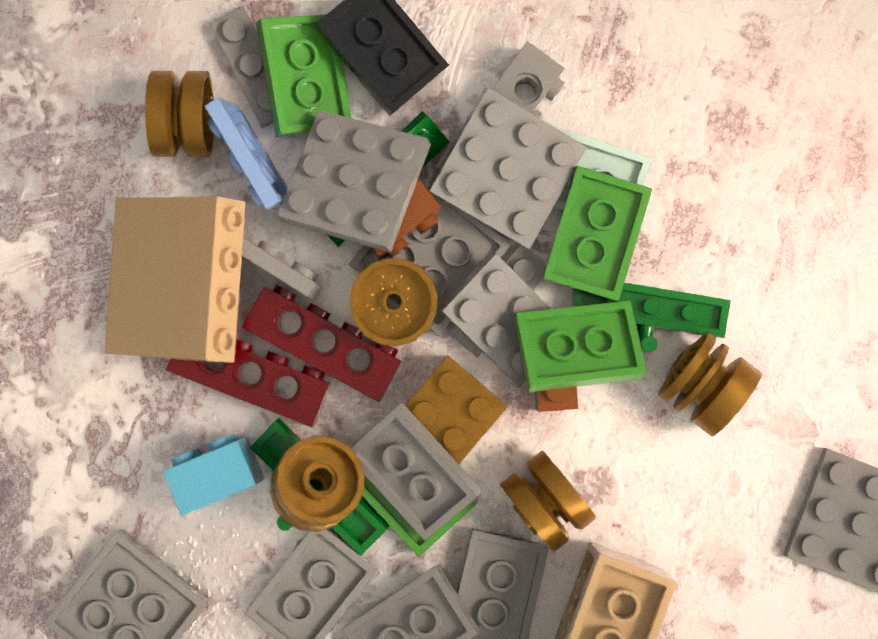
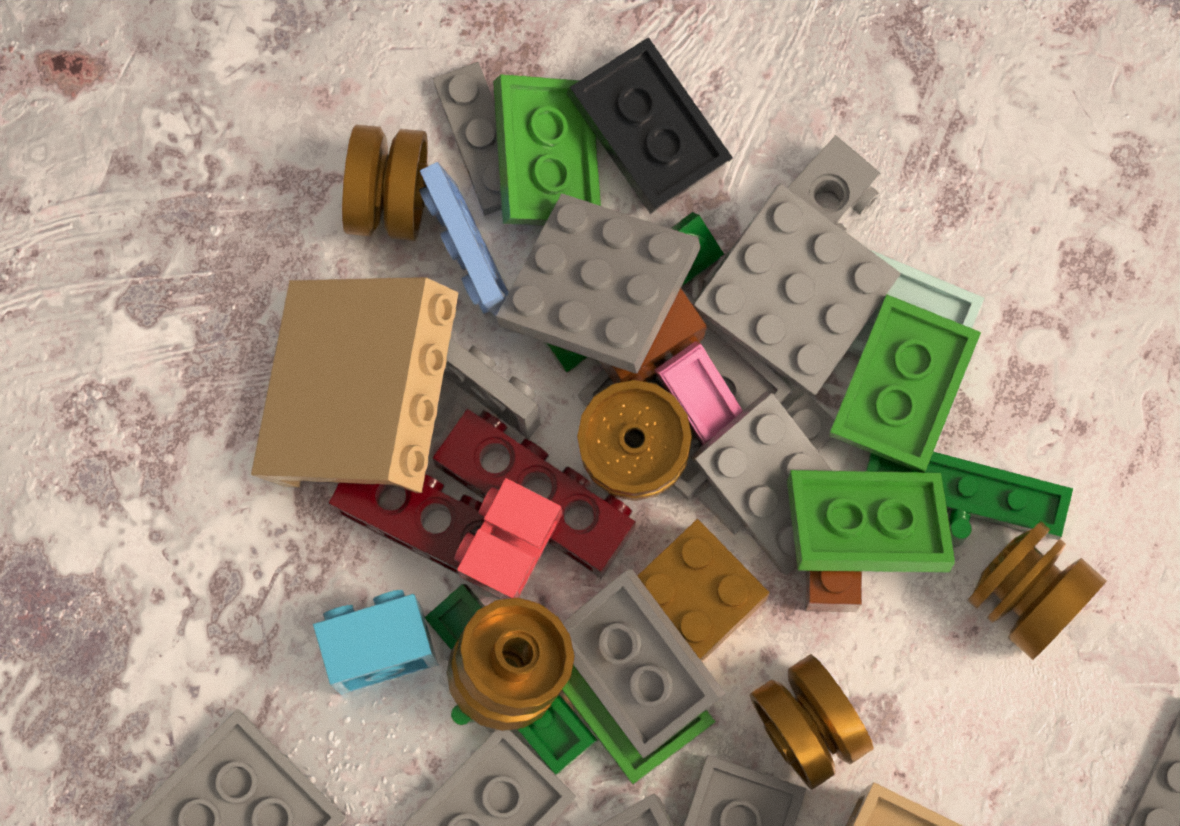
camera: 10 degrees right, 10 degrees down
(305, 390) = (509, 540): none -> coral piece
(440, 257) = (699, 391): none -> bright pink tile

